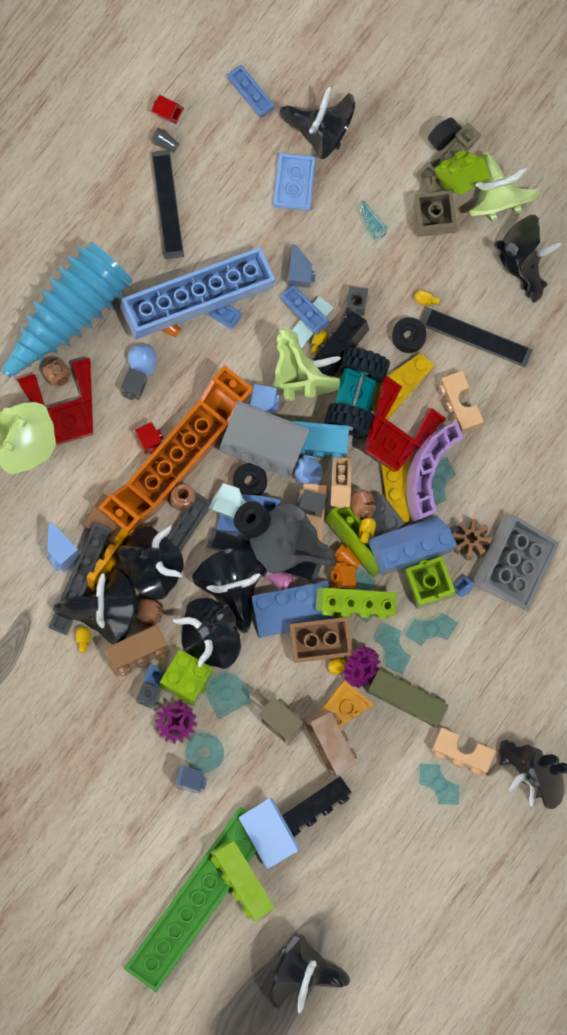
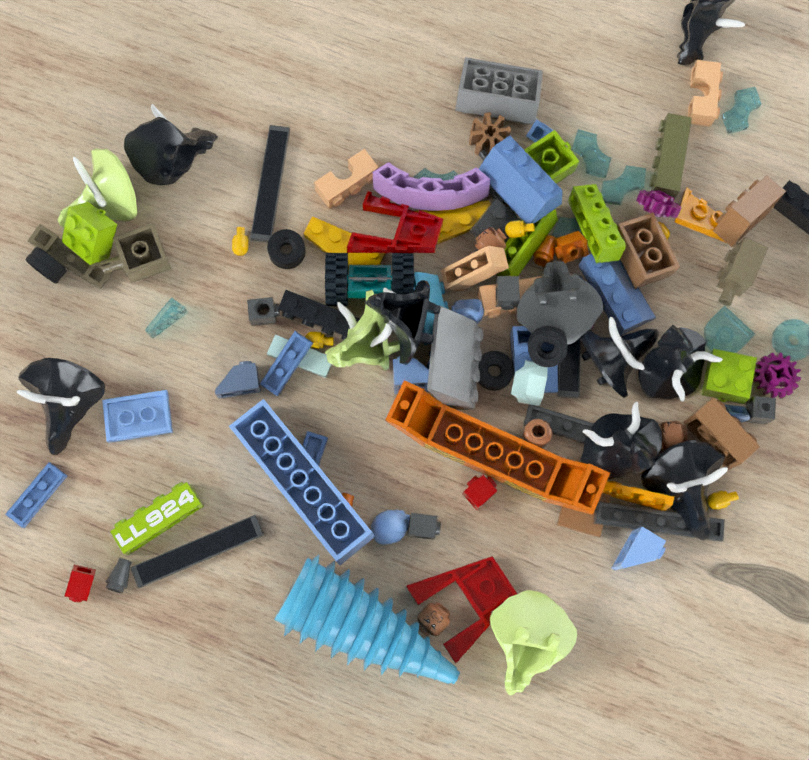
camera: 110 degrees left, 0 degrees up
(203, 178) = (156, 518): none -> lime brick
(302, 396) = (405, 316): none -> black animal

